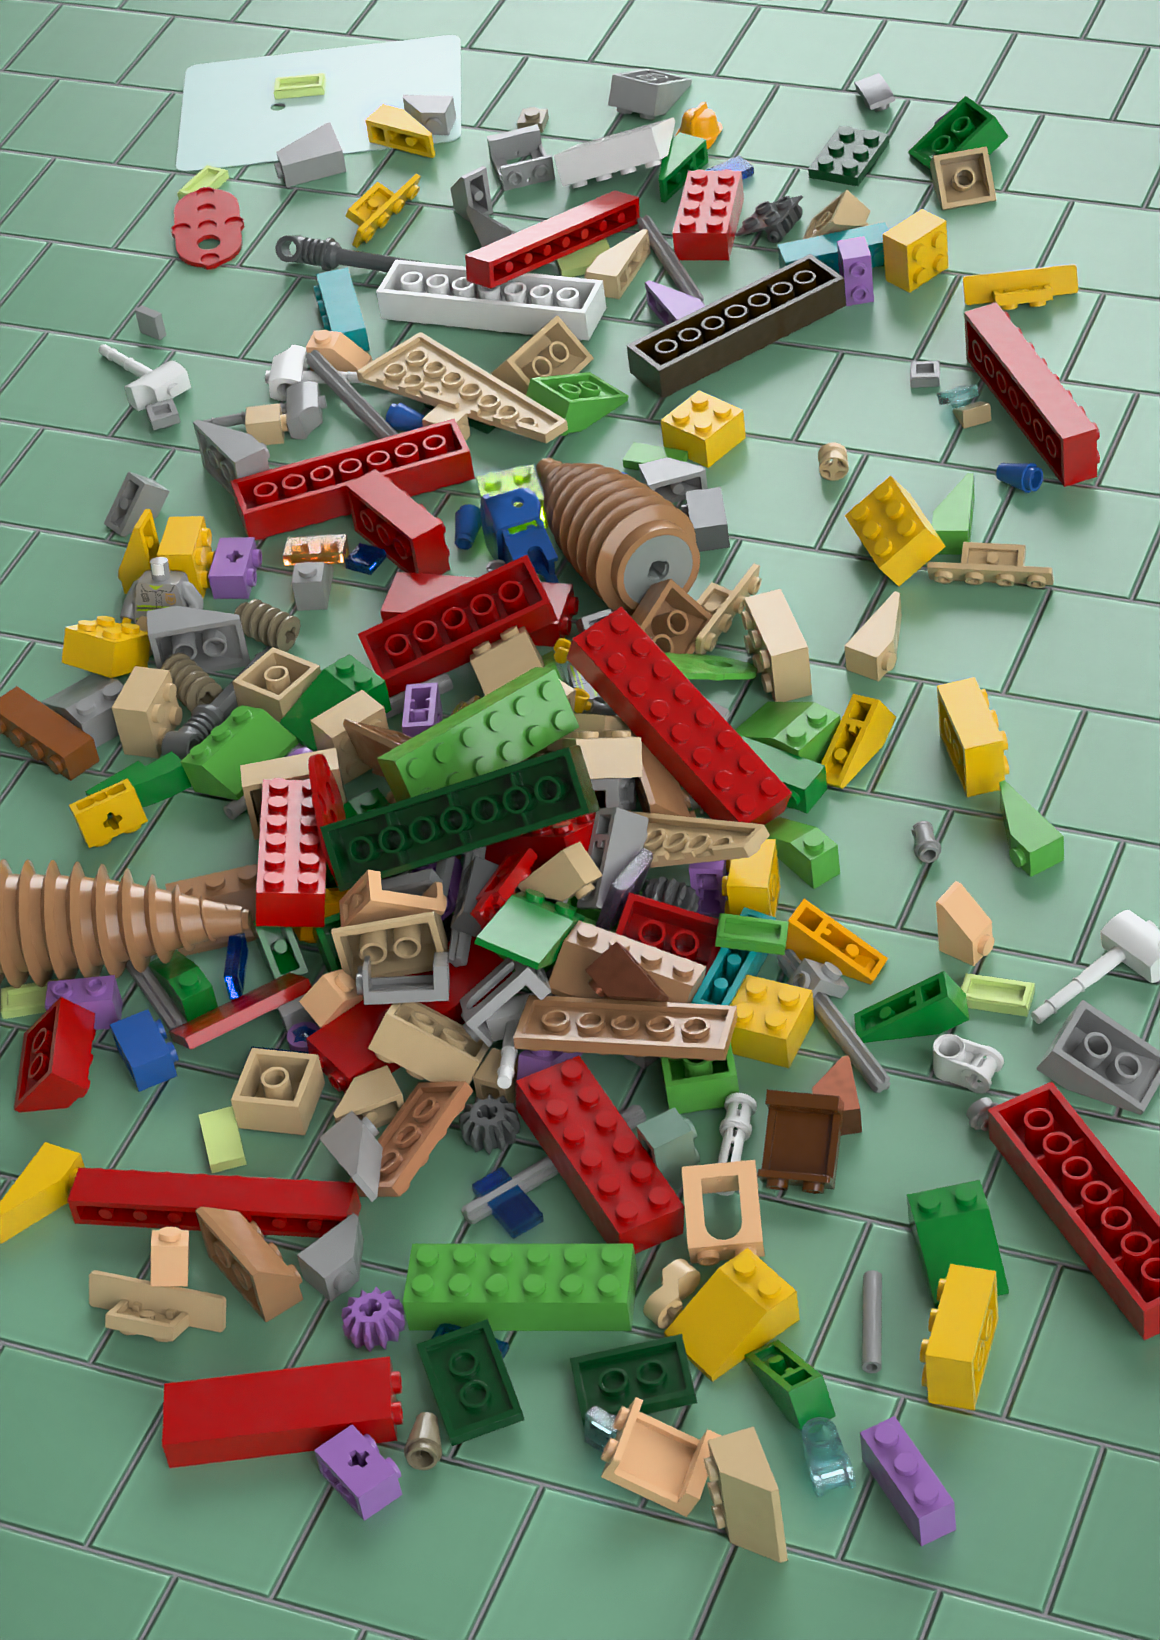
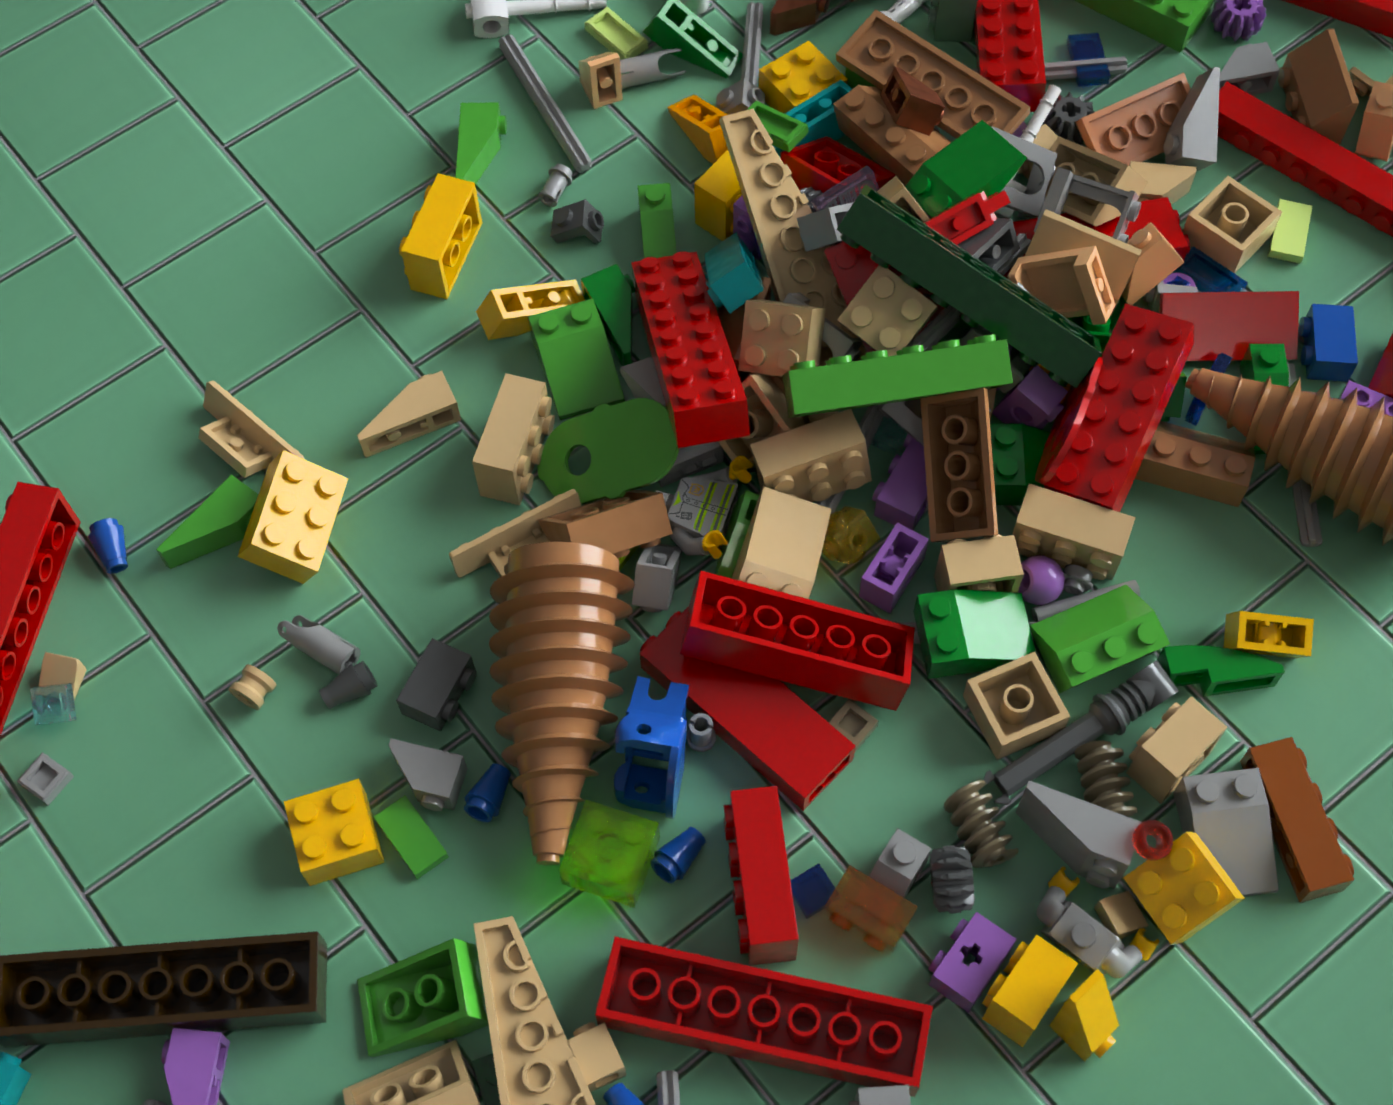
camera: 155 degrees left, 20 degrees up
(135, 626) = (1163, 838): none -> clear red plate
(270, 584) = (952, 879): none -> dark grey gear
(678, 778) = (732, 273): none -> teal brick
(767, 495) = (349, 685): none -> dark grey cone
(806, 501) = (319, 643): none -> light grey piece
(876, 819) = (576, 221): none -> dark grey bracket
(945, 957) = (644, 69): none -> light grey piece
(1008, 903) = (545, 104): none -> light grey axle

